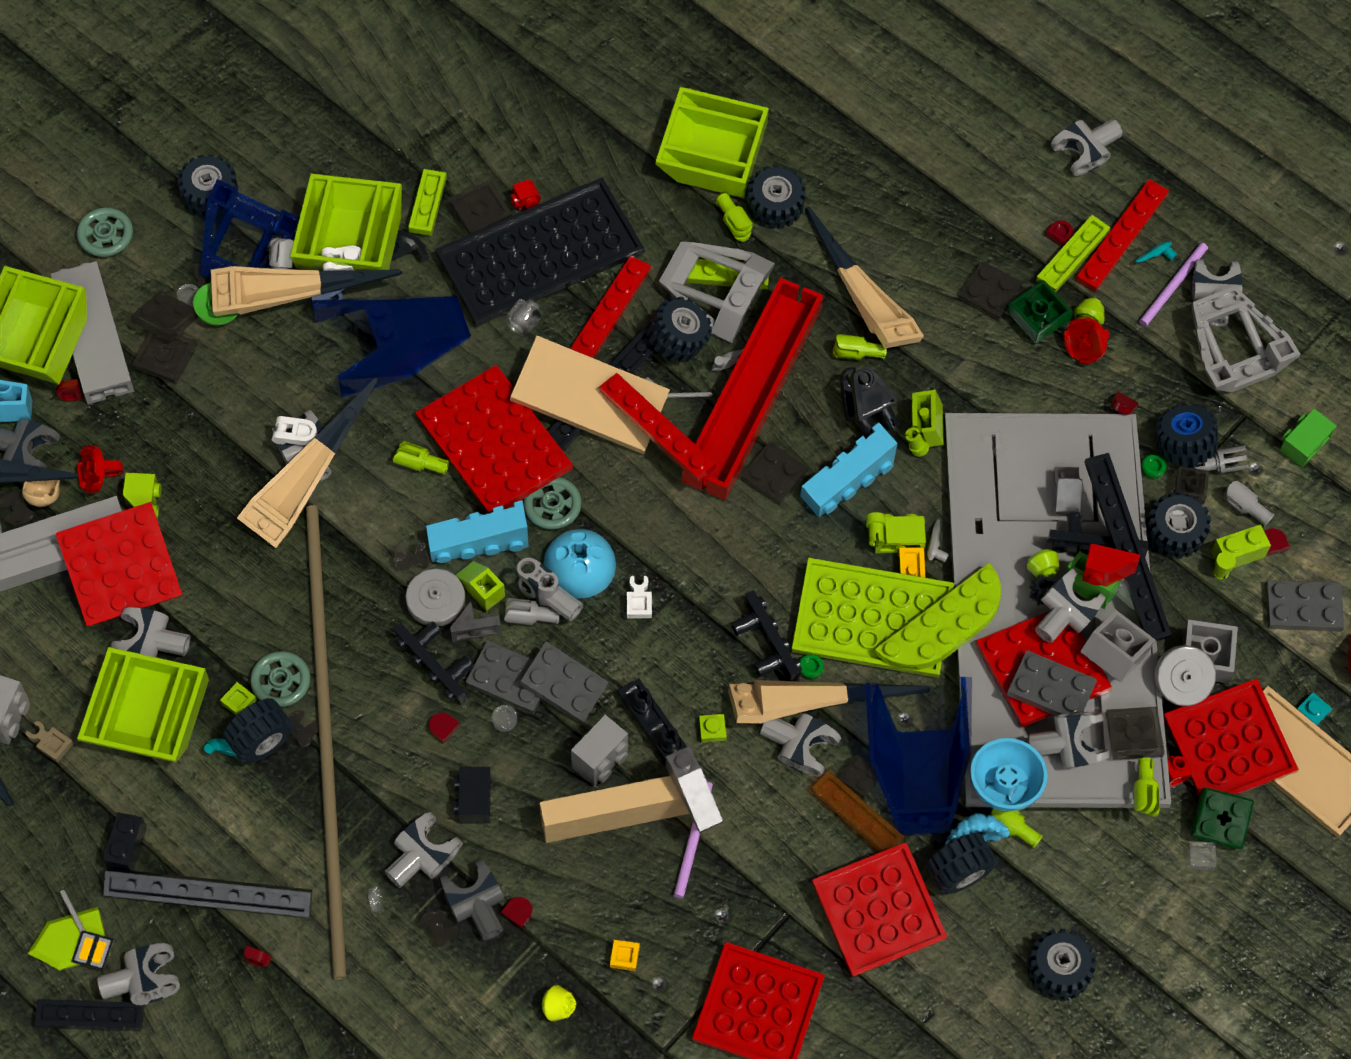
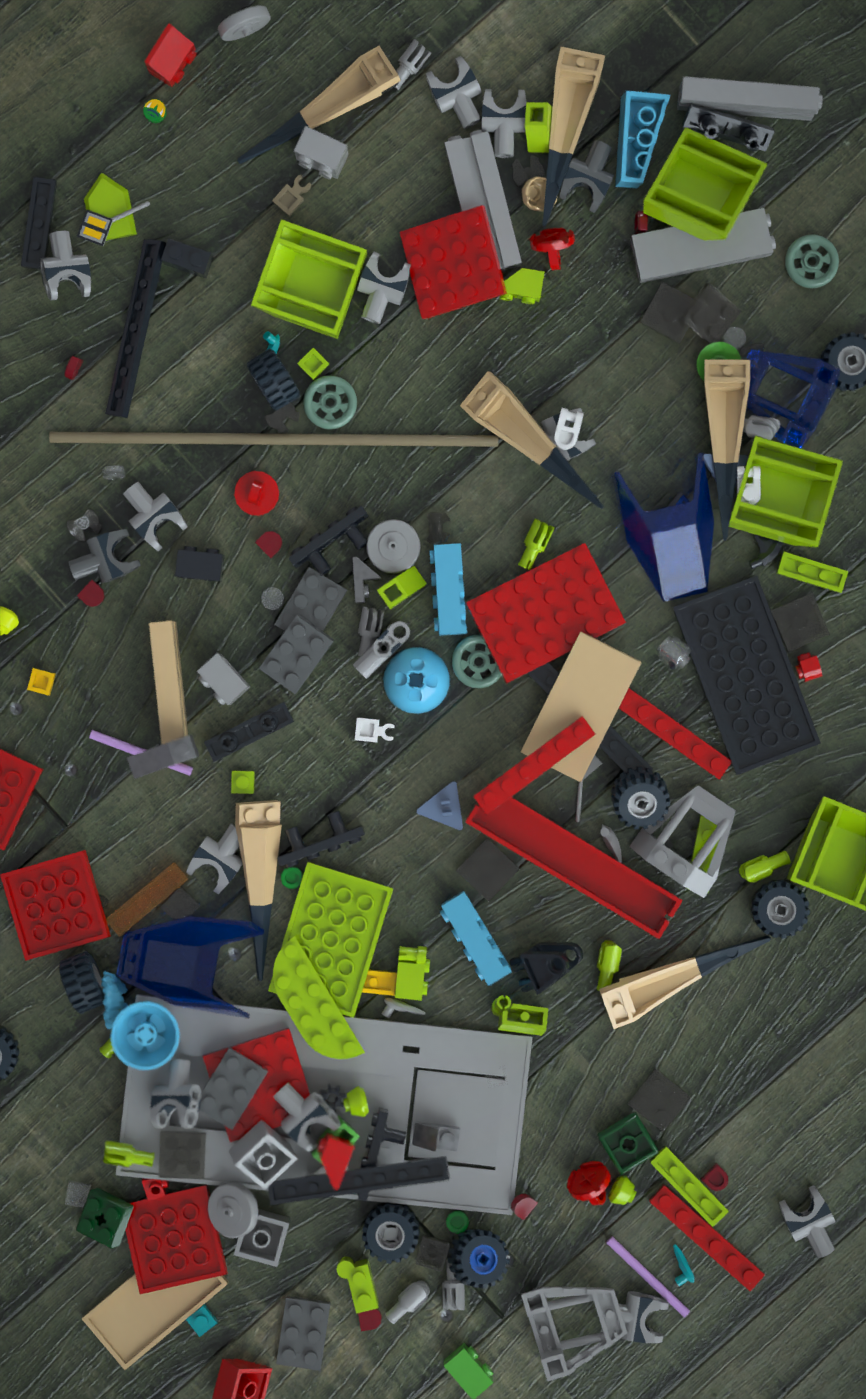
camera: 100 degrees right, 25 degrees up
(387, 746) = (256, 493): none -> red tile
(713, 523) = (444, 807): none -> sand blue piece

